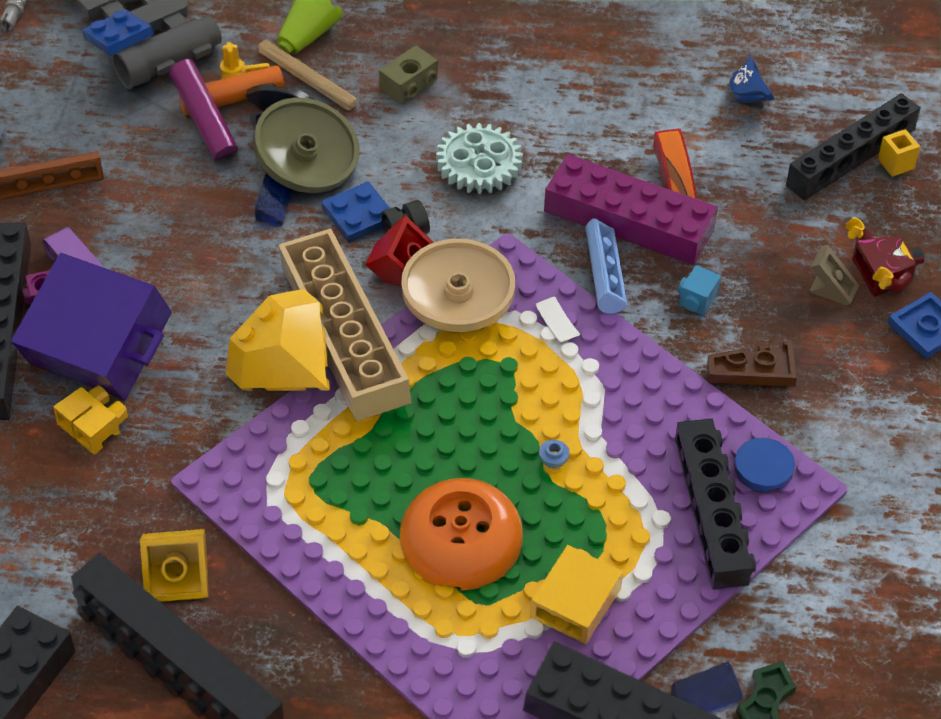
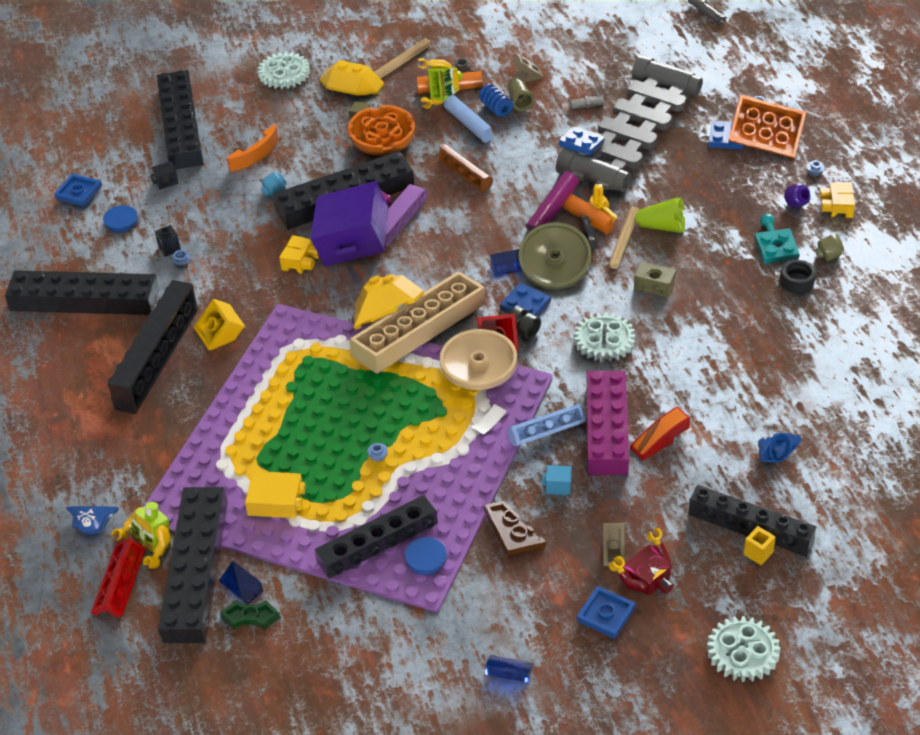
camera: 70 degrees right, 5 degrees down
(458, 552) = (307, 434): orange brick -> none

